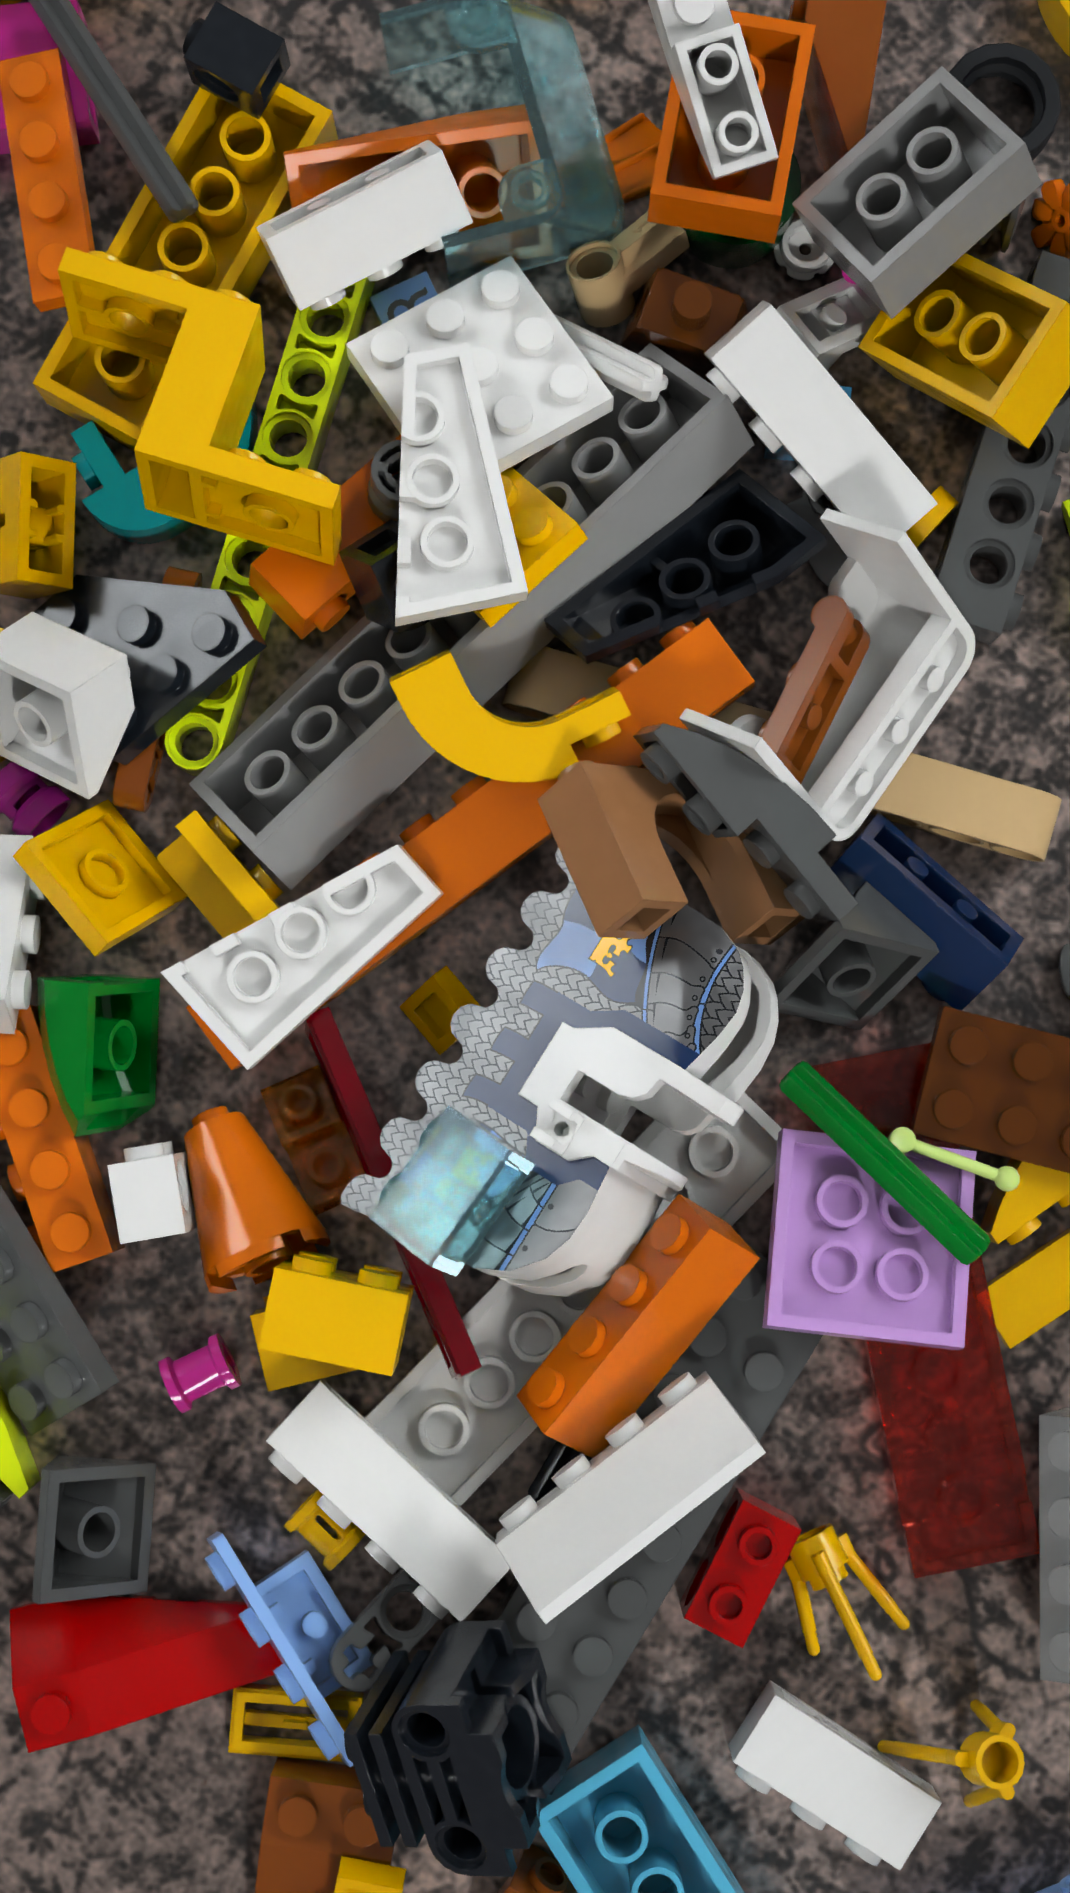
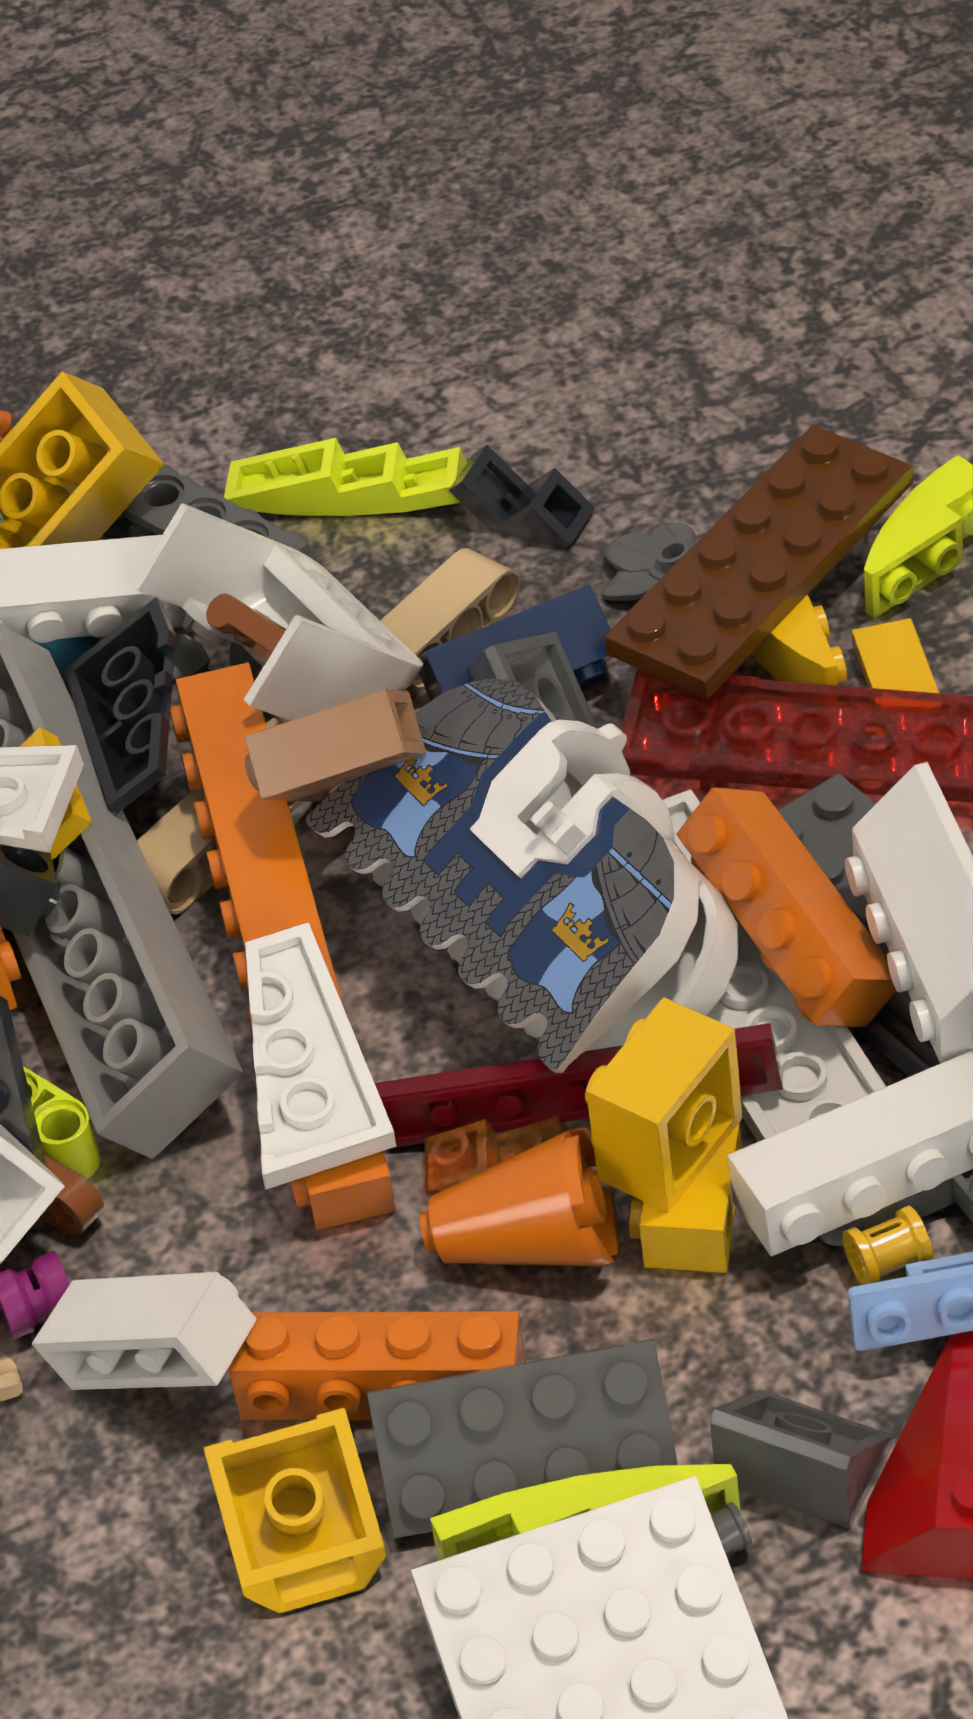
camera: 60 degrees left, 40 degrees down
(100, 876) = (174, 1230): yellow plate -> none
(100, 1047) = (296, 1273): green slope -> none
(152, 1193) = (479, 1257): white brick -> none
(199, 1373) = (682, 1309): dark pink bush -> none
(215, 877) = (198, 1147): yellow bracket -> none
(433, 1007) = (423, 1019): yellow plate -> none
(450, 1191) = (578, 926): clear light blue brick -> none
(495, 747) = (180, 844): yellow arch -> none
(737, 795) = (360, 666): dark grey slope -> none
(853, 1257) = (786, 726): lavender plate -> none
(885, 1163) = (725, 688): green axle -> none
(1005, 1177) = (709, 684): yellowish green hinge -> none

